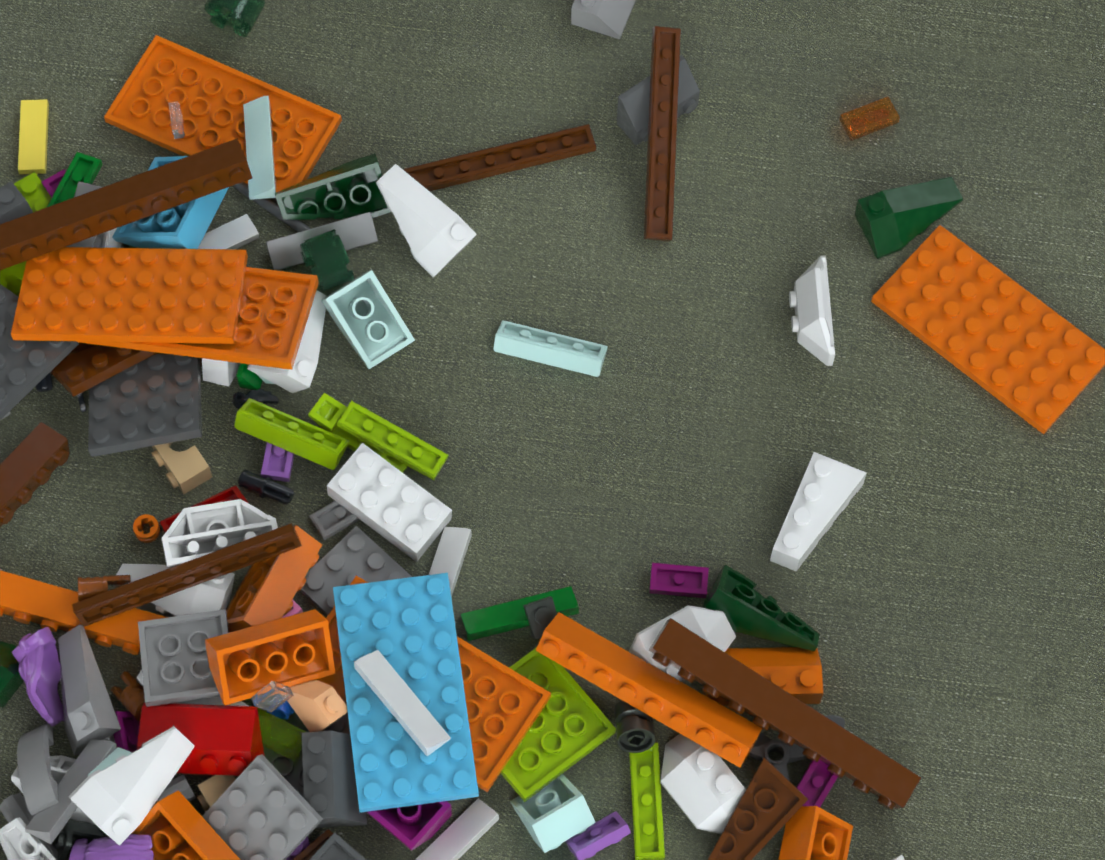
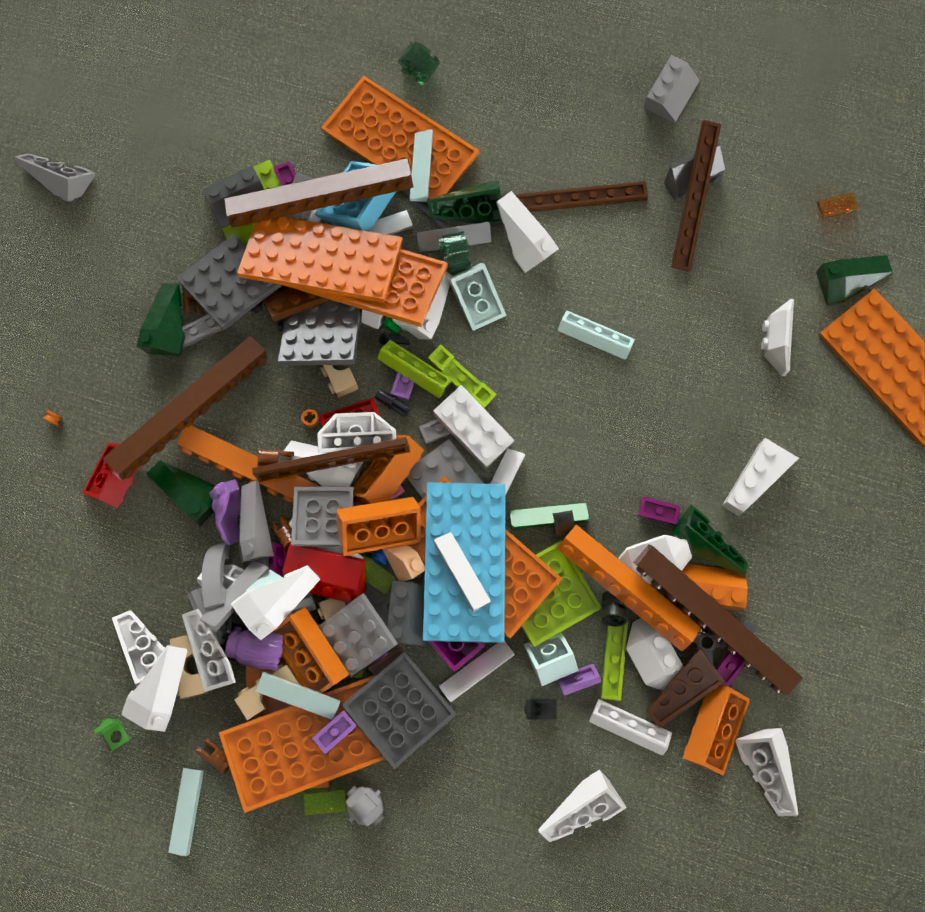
camera: 10 degrees right, 10 degrees up
(33, 136) = (272, 134): light yellow tile -> none
(81, 169) = (301, 163): green tile -> none
(176, 120) = (368, 138): clear tile -> none
(272, 696) = (375, 553): clear tile -> none
(392, 440) = (481, 384): lime tile -> none

